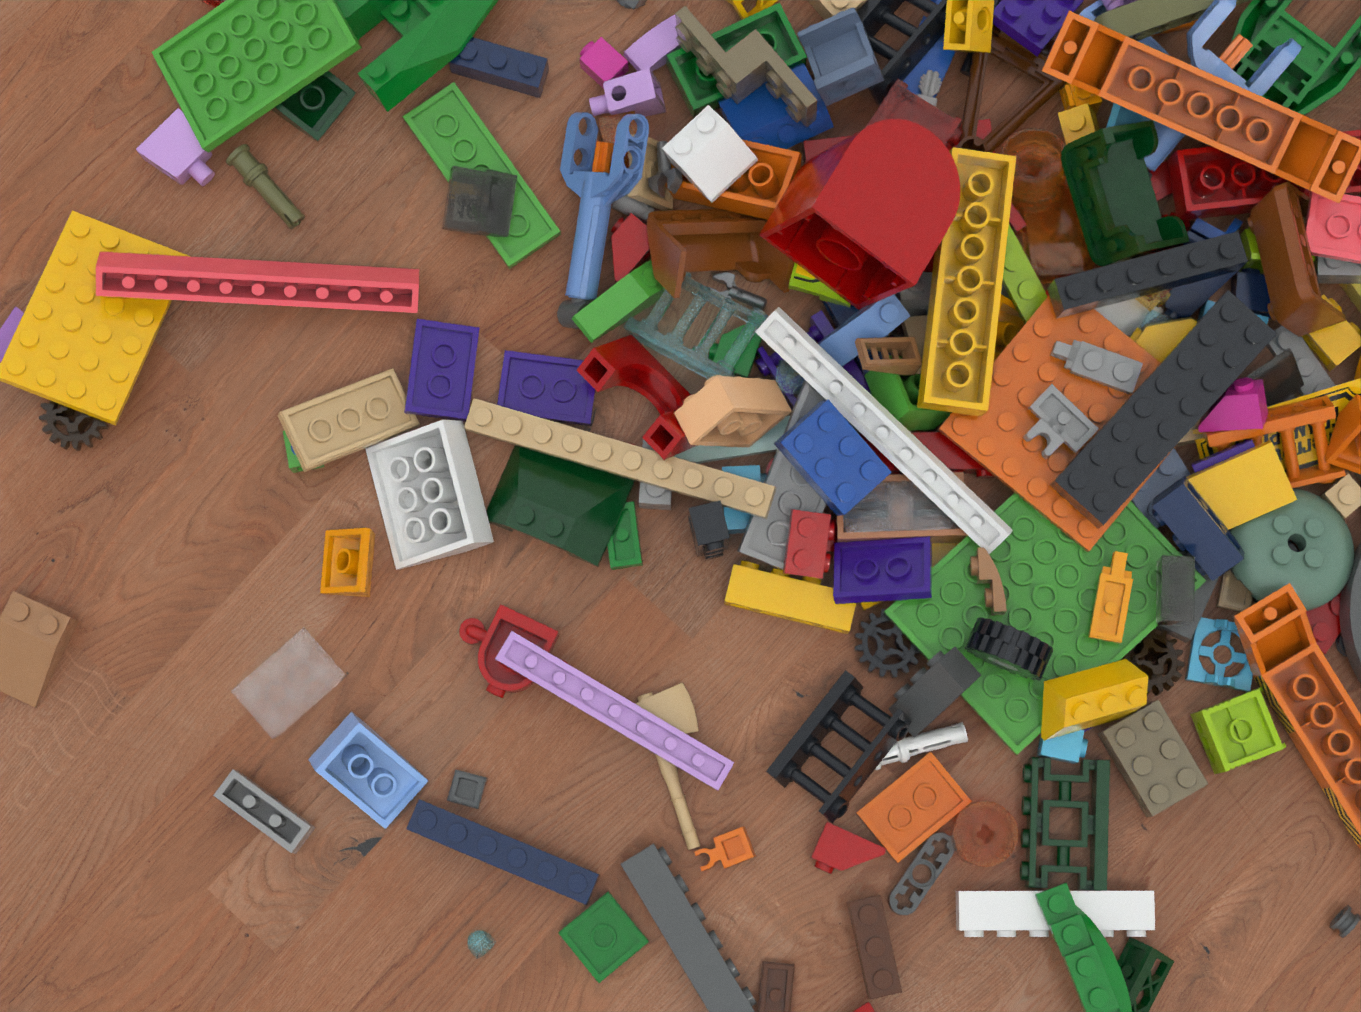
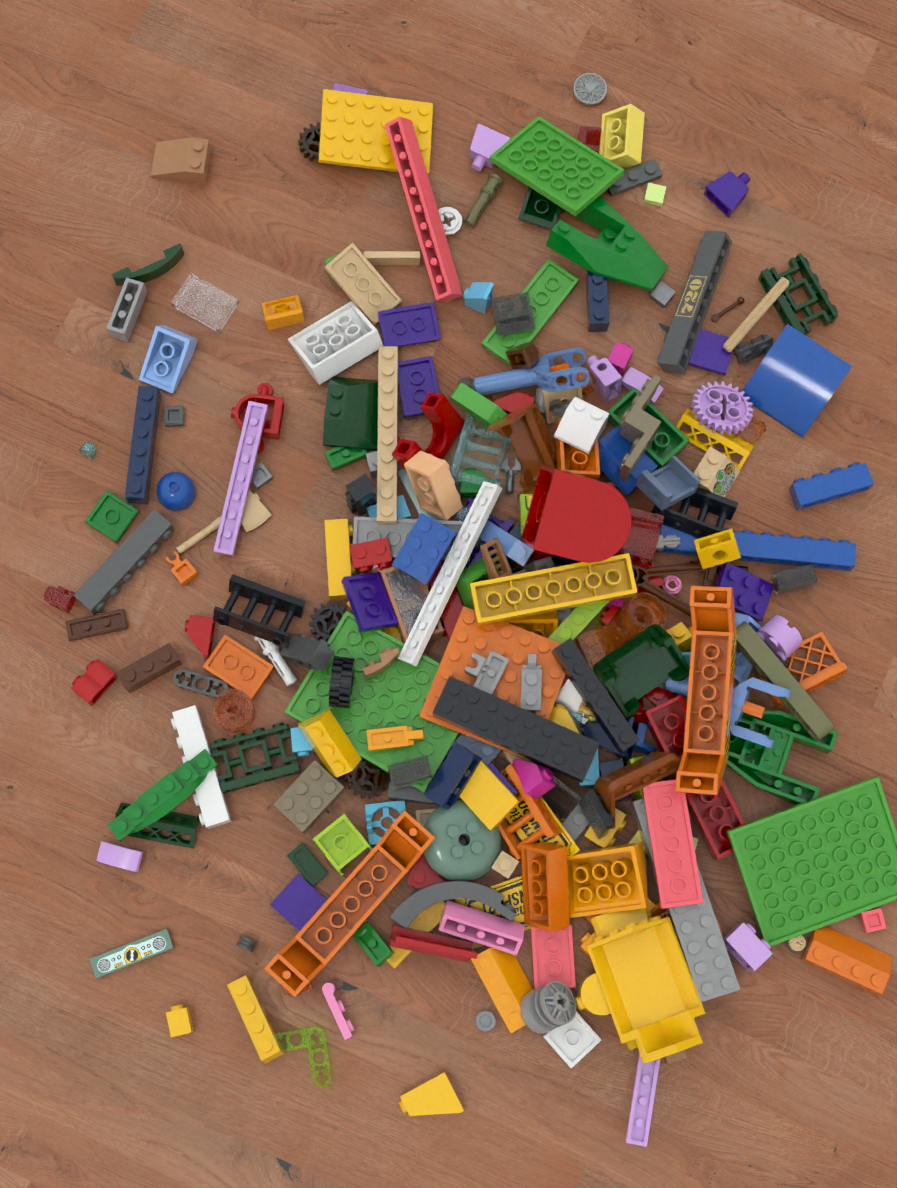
camera: 70 degrees right, 5 degrees down
(202, 795) = (152, 271): none -> dark green slope
(291, 242) = (451, 214): none -> white gear
(317, 358) = (393, 257): none -> tan tile
(430, 244) = (479, 296): none -> medium azure slope
(558, 208) = (523, 355): none -> reddish brown slope
(595, 822) = (176, 491): none -> blue cylinder
(613, 678) = (260, 476): none -> flat silver tile
(997, 105) = (674, 579): none -> bright pink plate
(1250, 793) = (307, 864): none -> dark green tile
(1307, 823) = (298, 902): none -> dark purple tile
(1320, 334) = (598, 817): none -> tile

